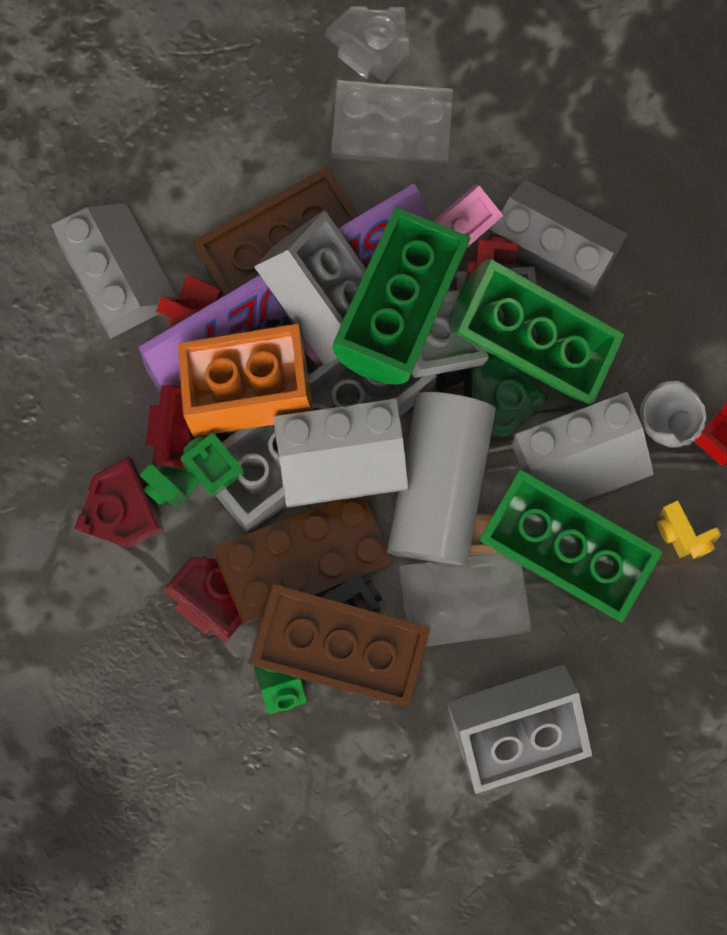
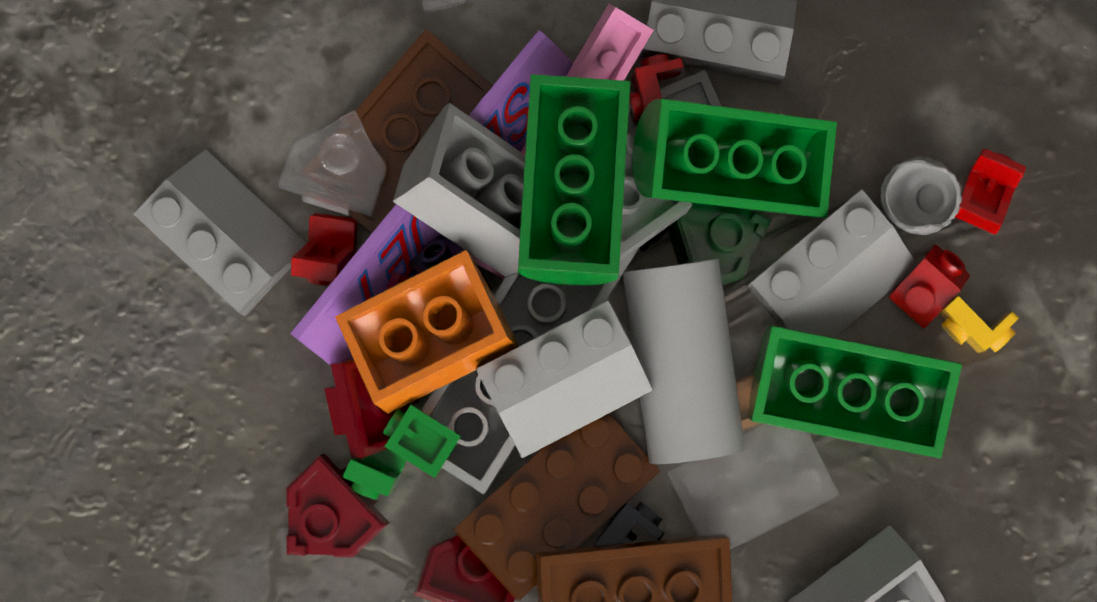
camera: 15 degrees left, 10 degrees up
(219, 243) = (335, 167): none -> clear plate
(658, 489) = (931, 285): none -> red bracket

